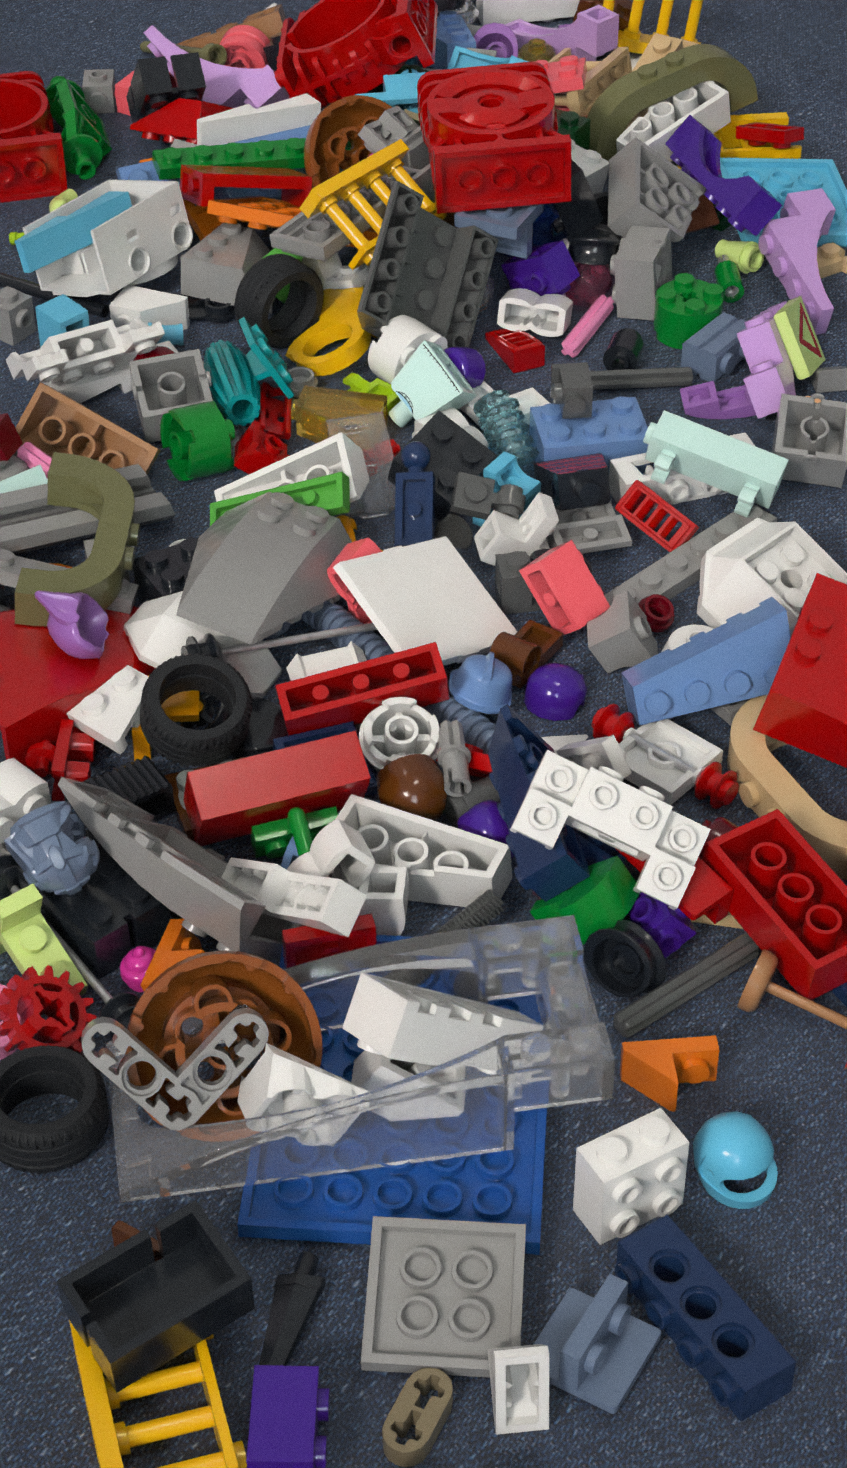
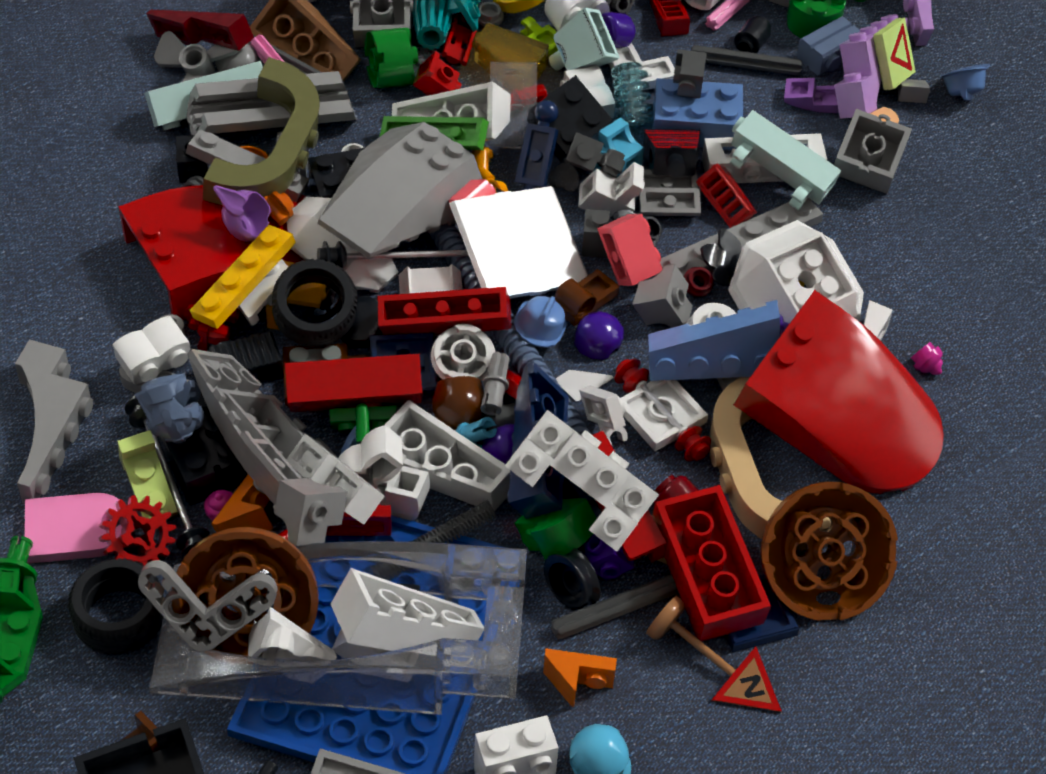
camera: 10 degrees right, 10 degrees up
(94, 697) = (242, 276): none -> yellow plate
(119, 615) = (280, 206): none -> orange plate
(277, 924) = (309, 509): none -> light grey brick
(451, 811) = (477, 430): none -> medium azure pin
(678, 580) = (722, 256): none -> black plate

